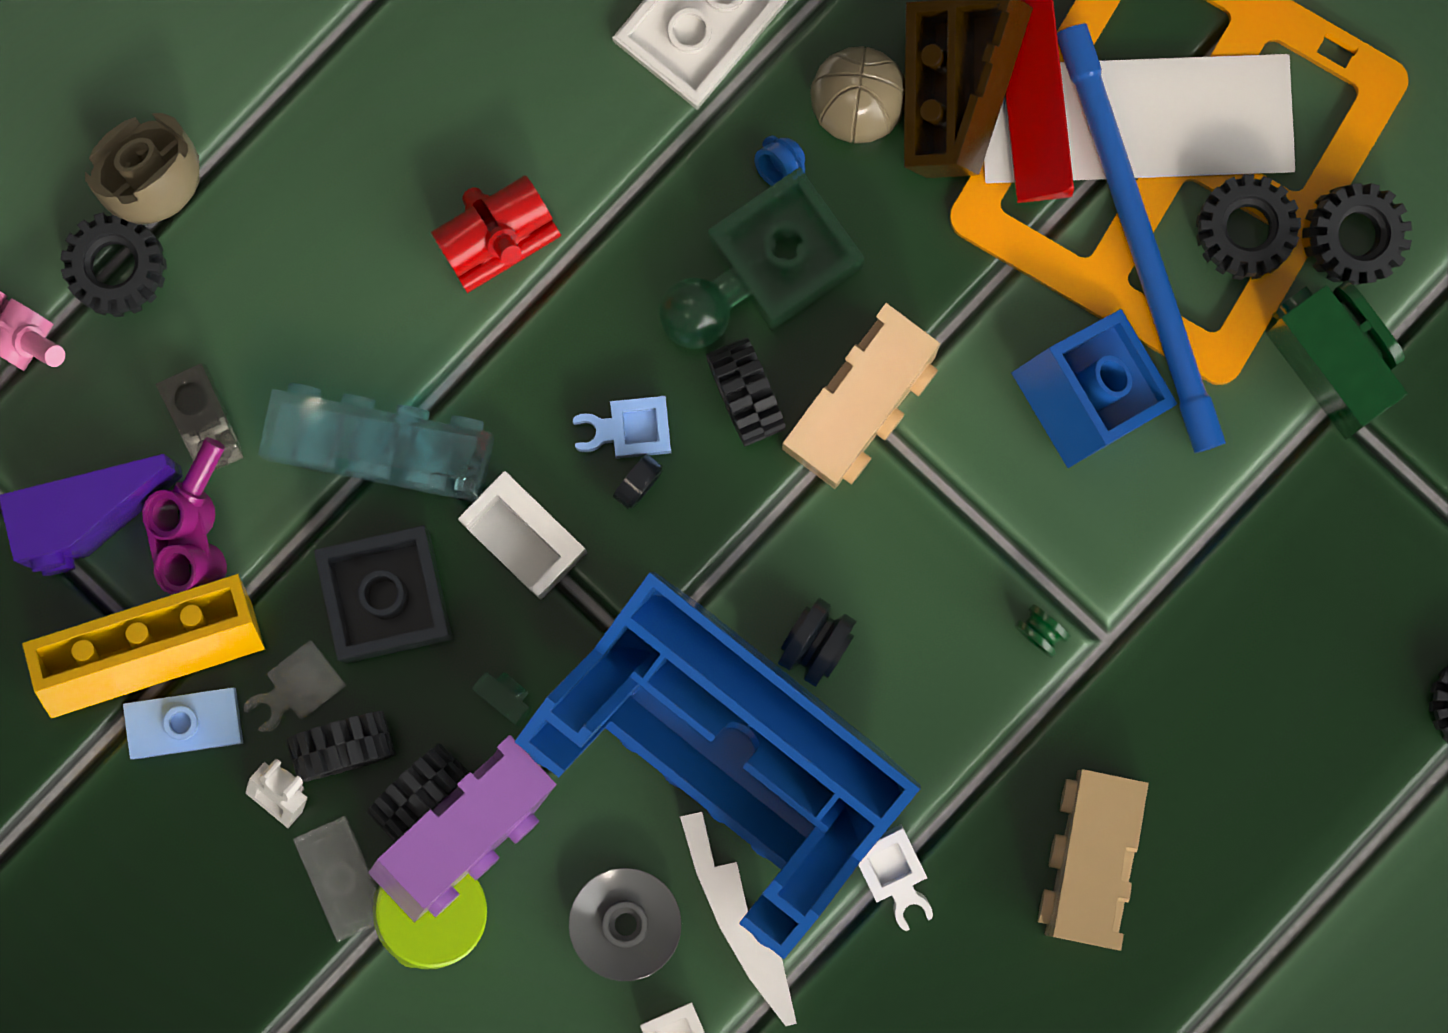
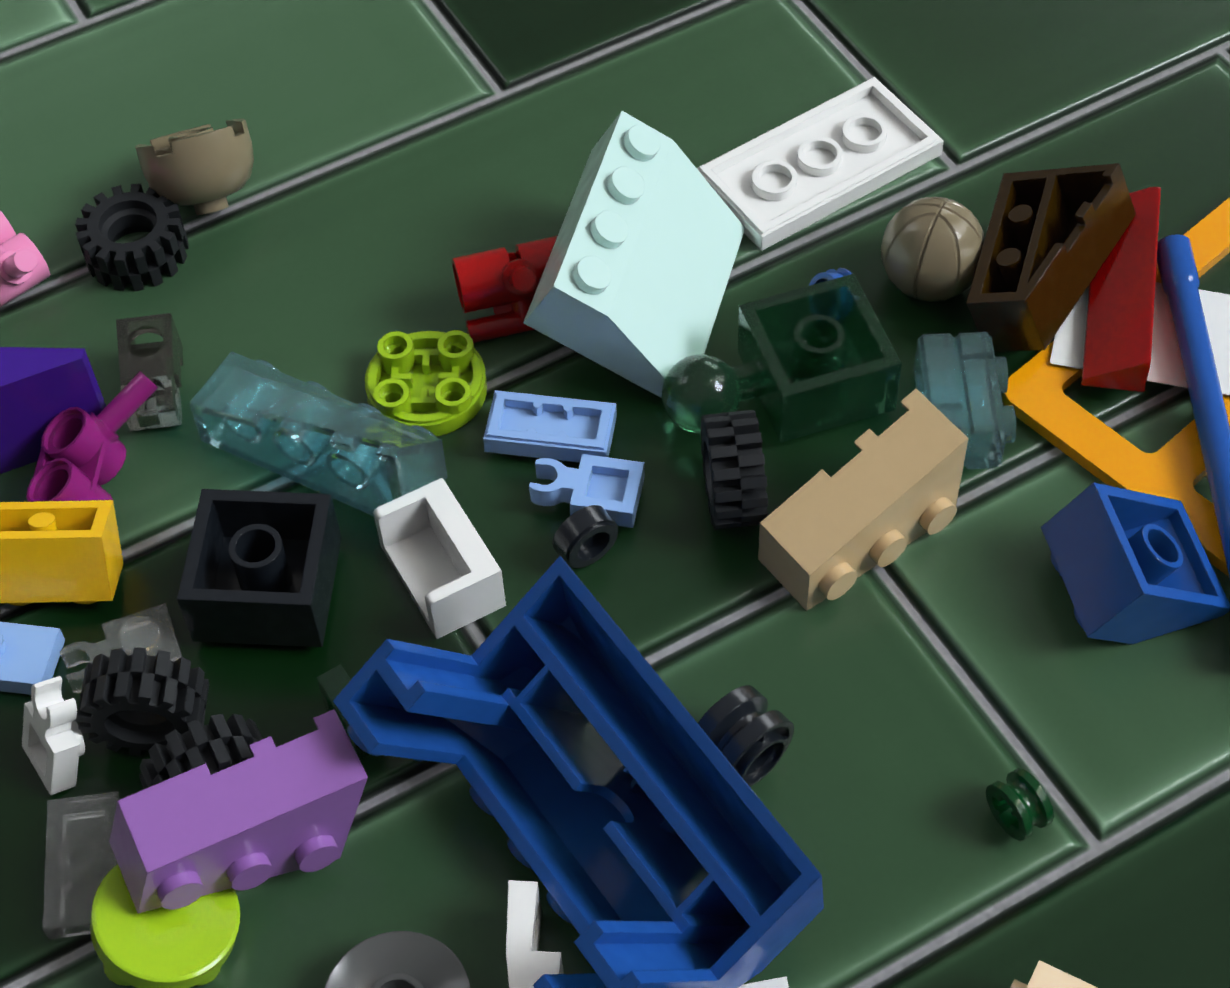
camera: 15 degrees right, 30 degrees down
(443, 350) = (427, 379): none -> lime tile
(571, 374) = (549, 426): none -> light blue plate
(599, 190) = (637, 258): none -> light aqua slope
(918, 252) = (967, 386): none -> clear light blue brick

